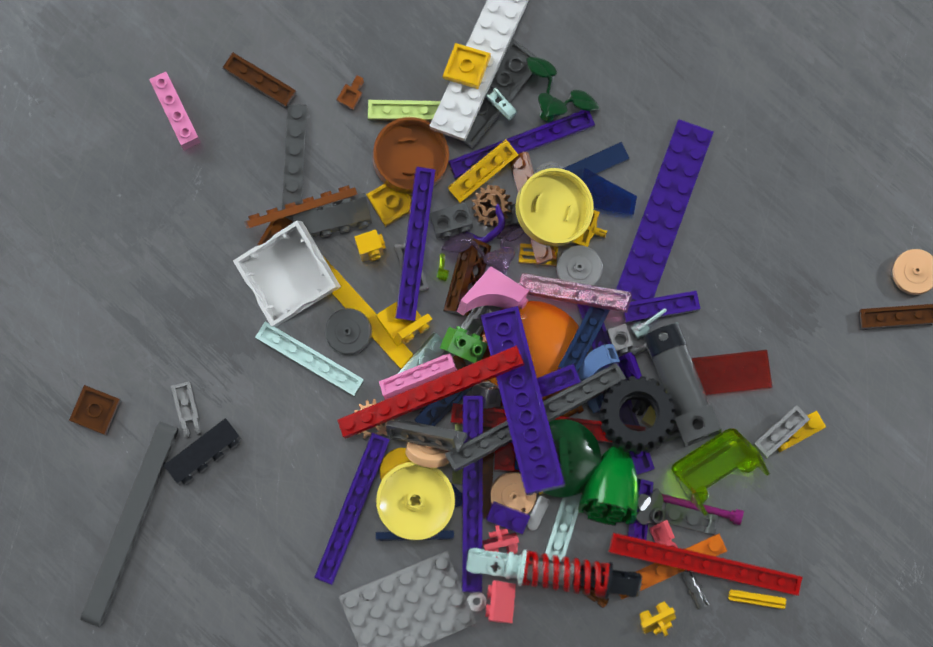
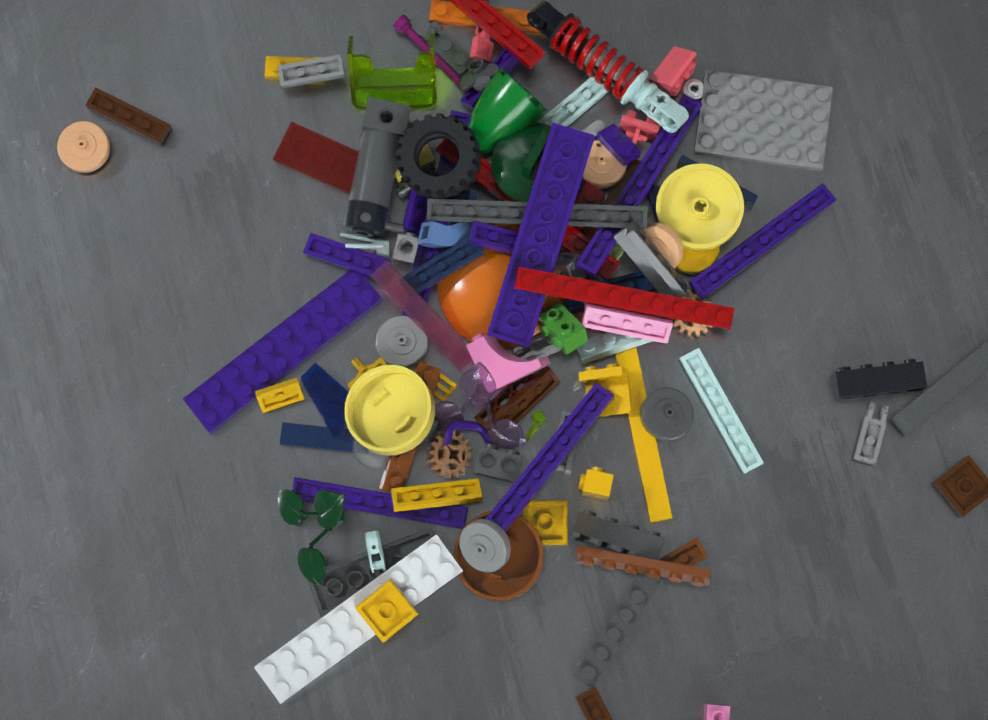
camera: 145 degrees left, 0 degrees up
(287, 273) = (696, 504): white tile -> none
(350, 95) = (522, 658): dark orange plate -> none
(398, 109) = (477, 609): yellowish green plate -> none
(424, 152) = (485, 545): none -> light grey wheel
(644, 175) = (279, 395): none -> yellow plate

